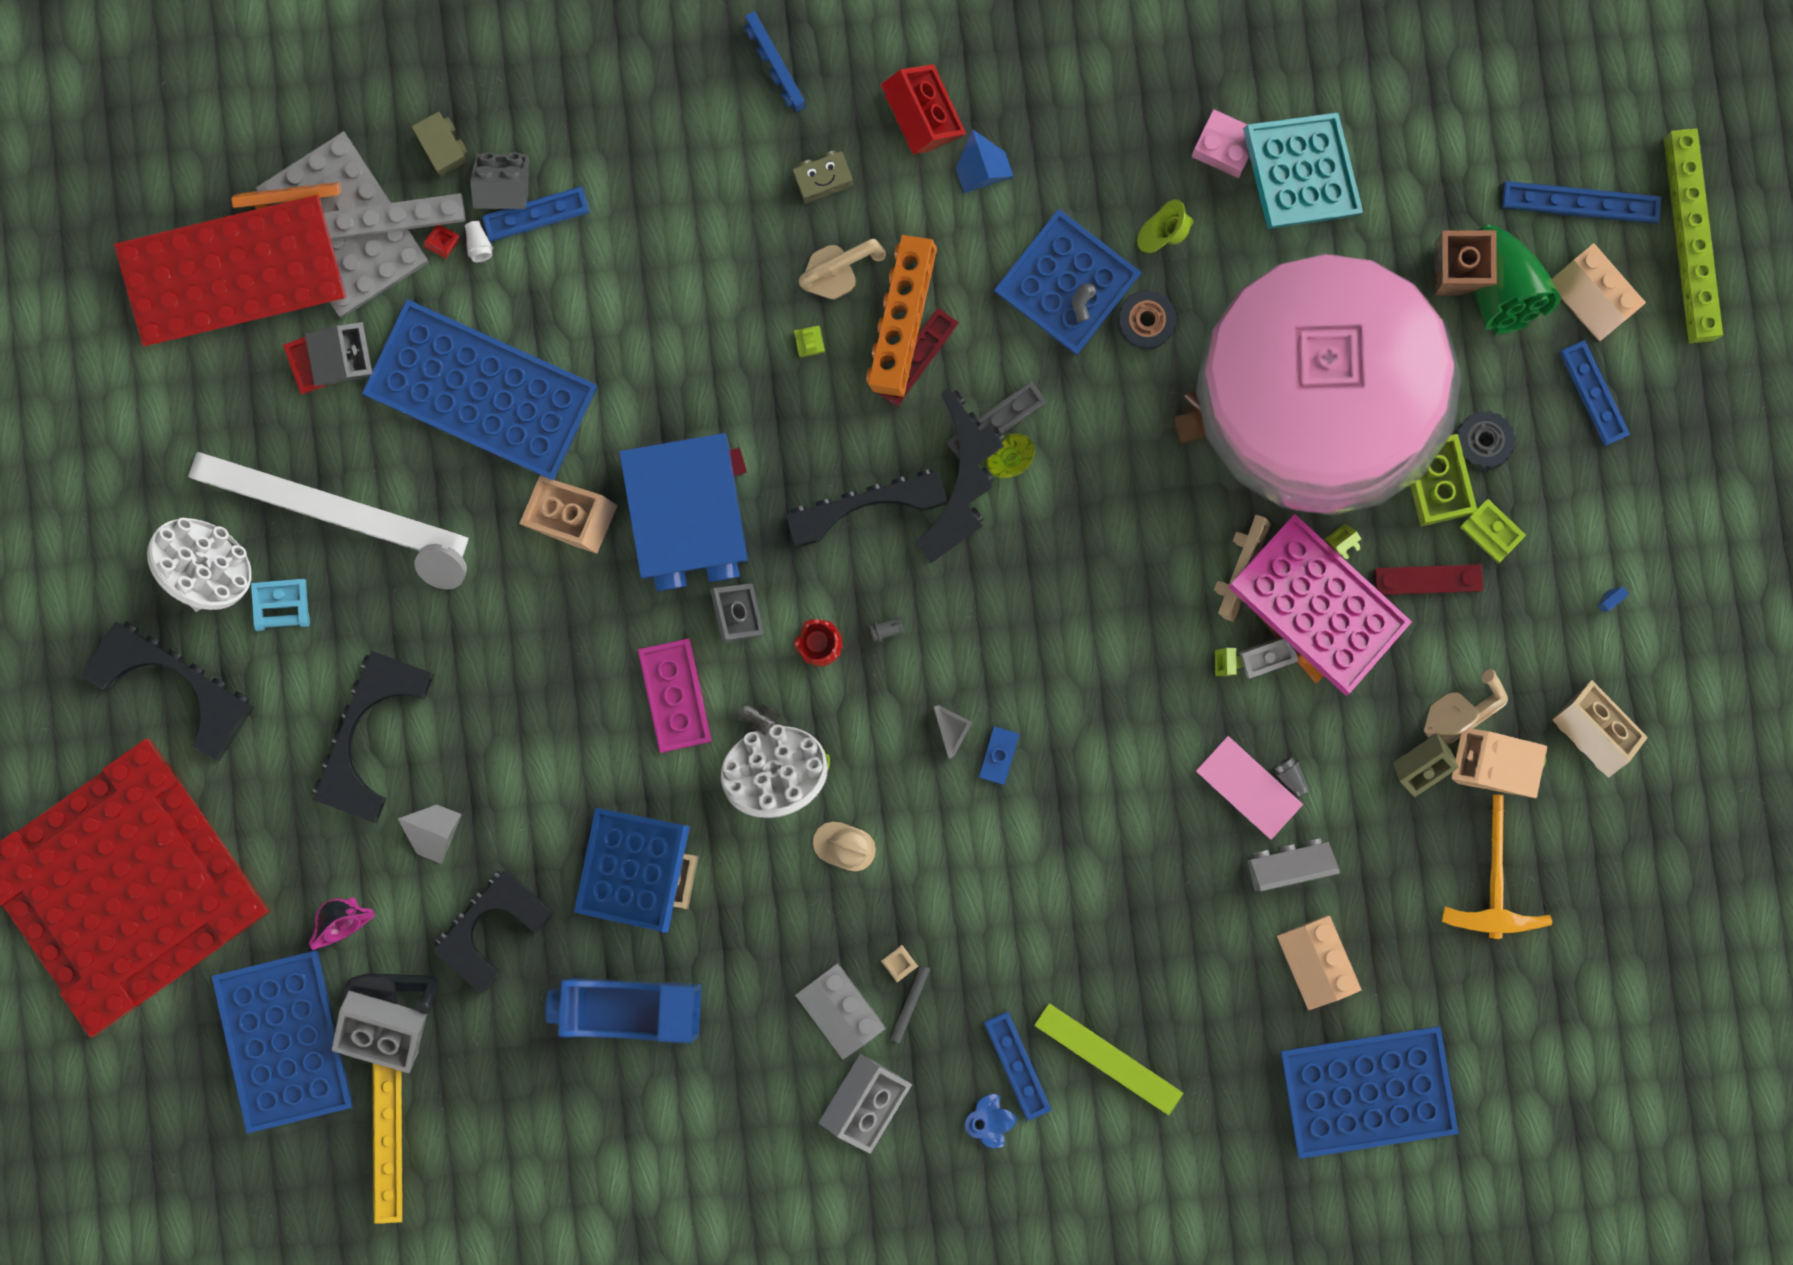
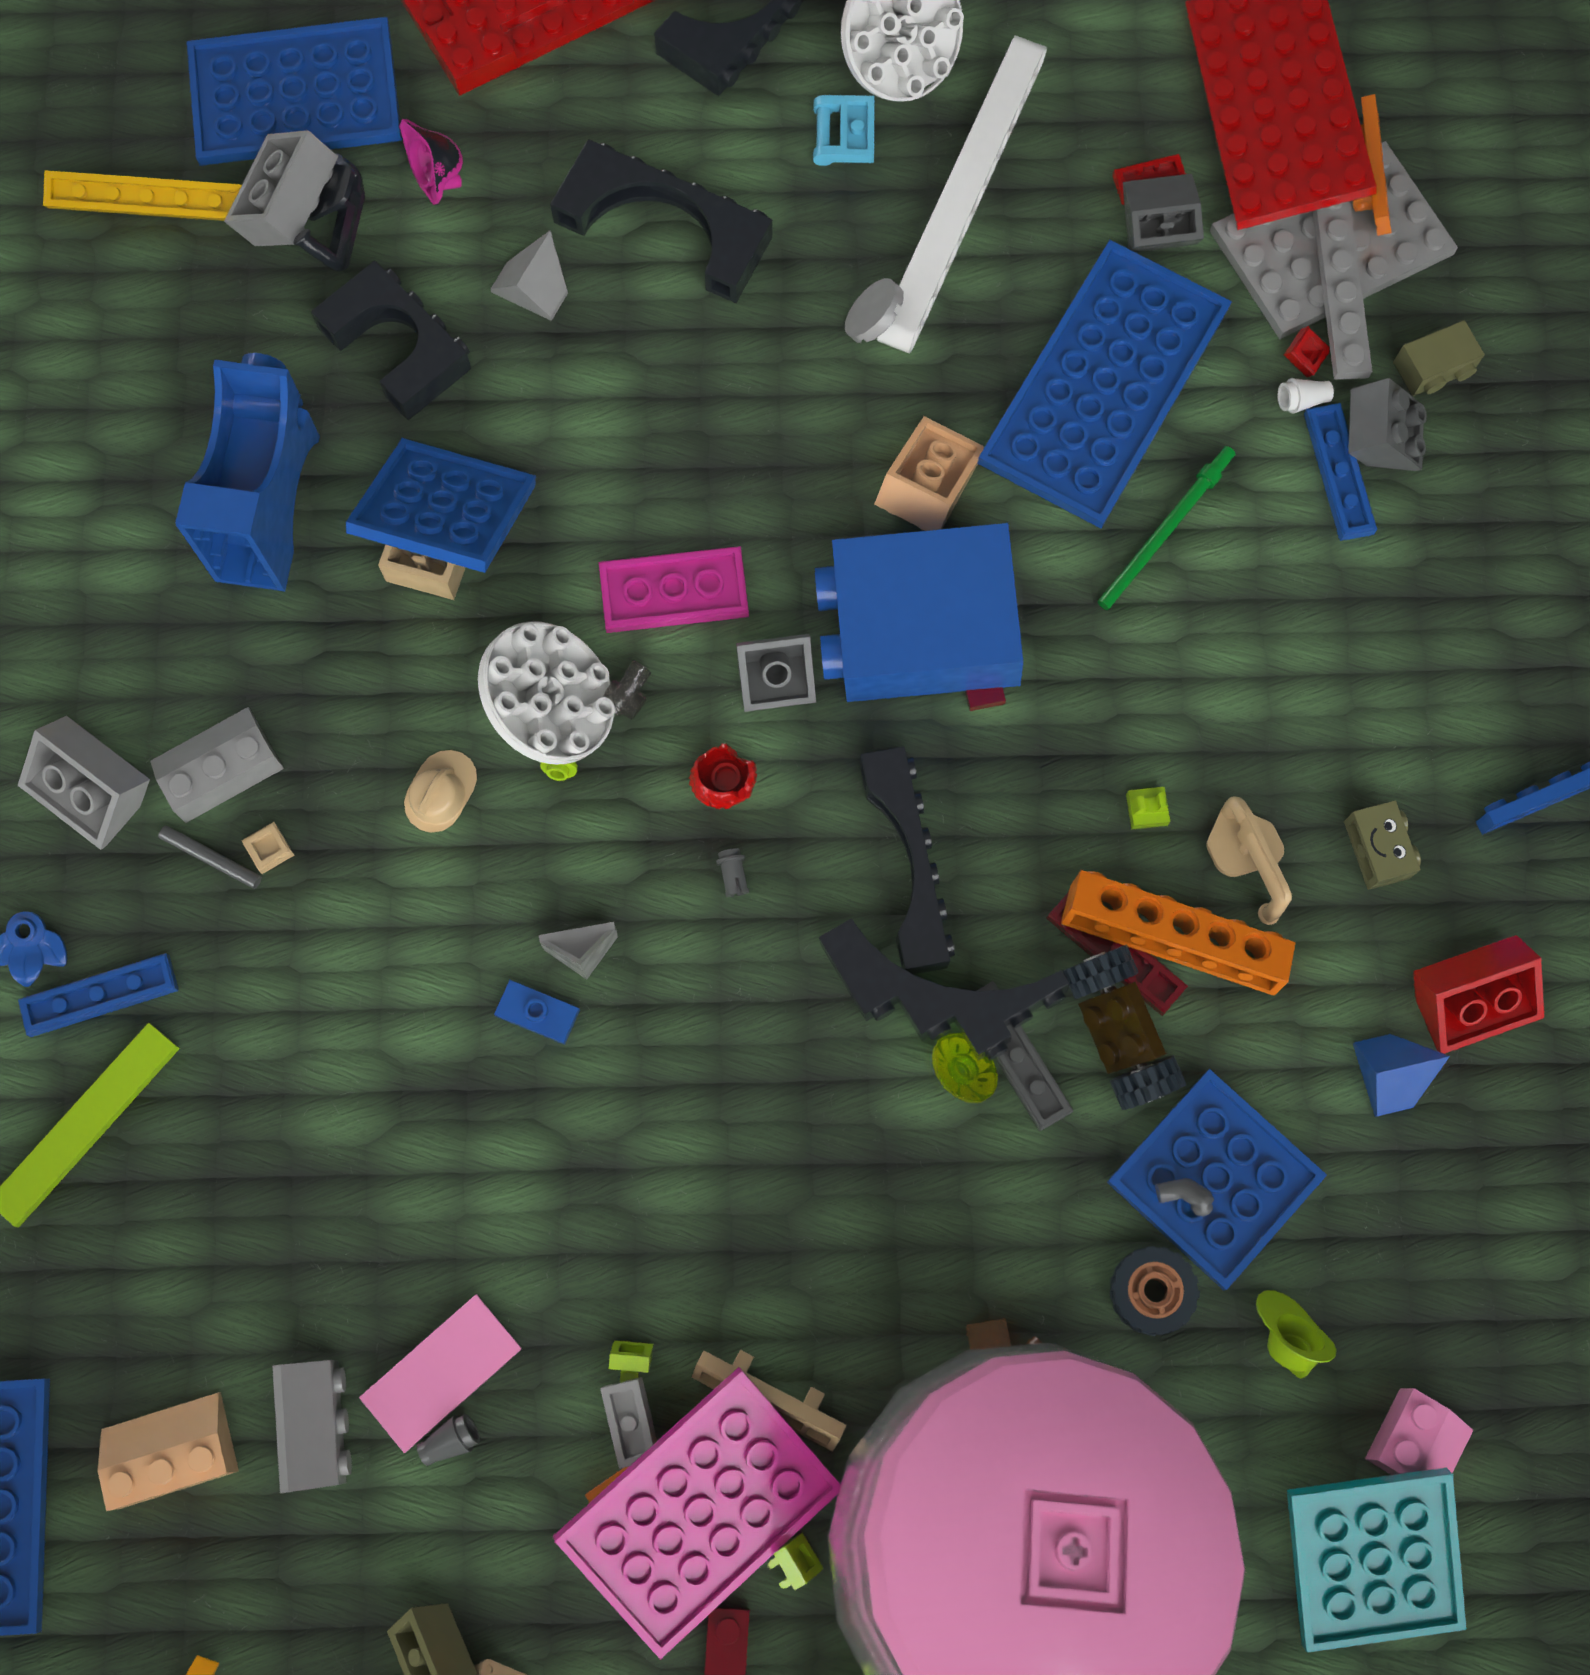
camera: 90 degrees right, 10 degrees down
(551, 310) = (1206, 479): none -> green bar
(974, 349) = (1123, 1028): none -> plate

